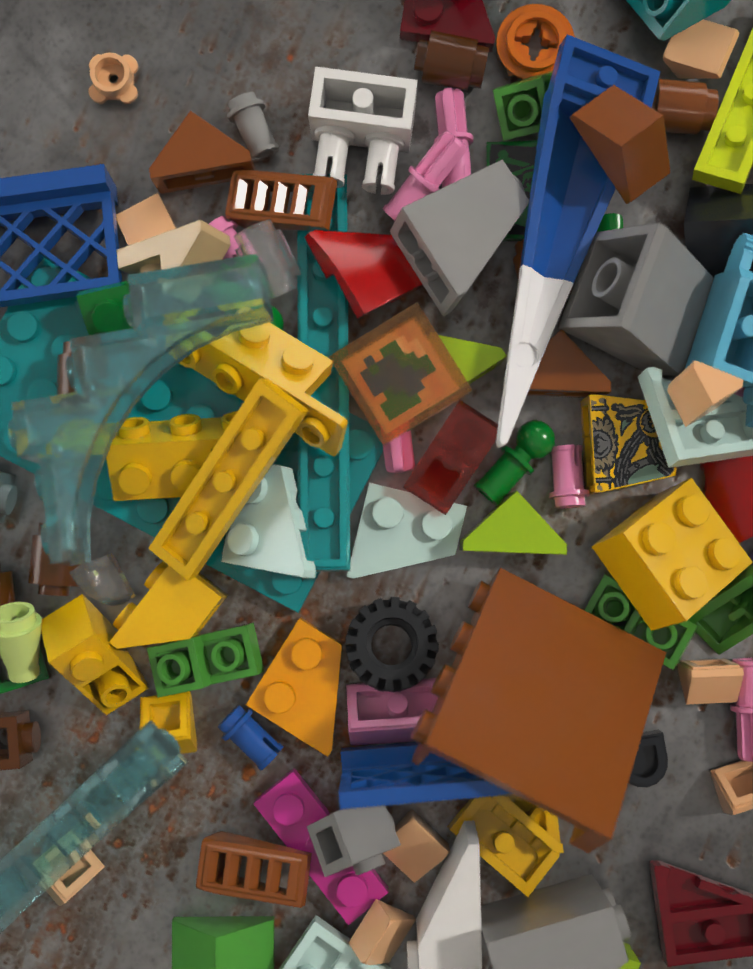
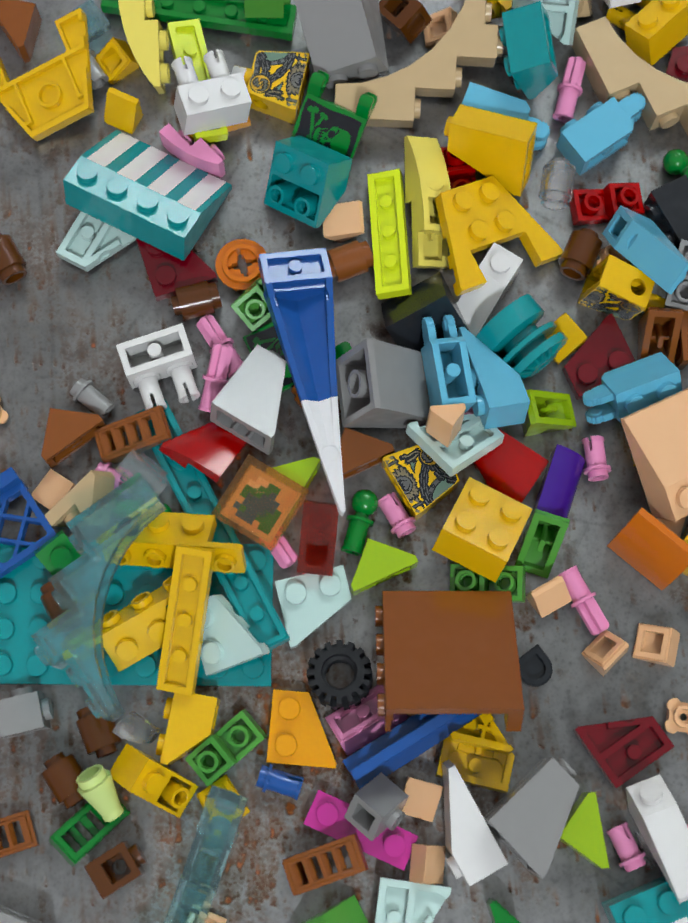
camera: 30 degrees left, 10 degrees down
(625, 140) = (325, 299): dark orange slope -> none

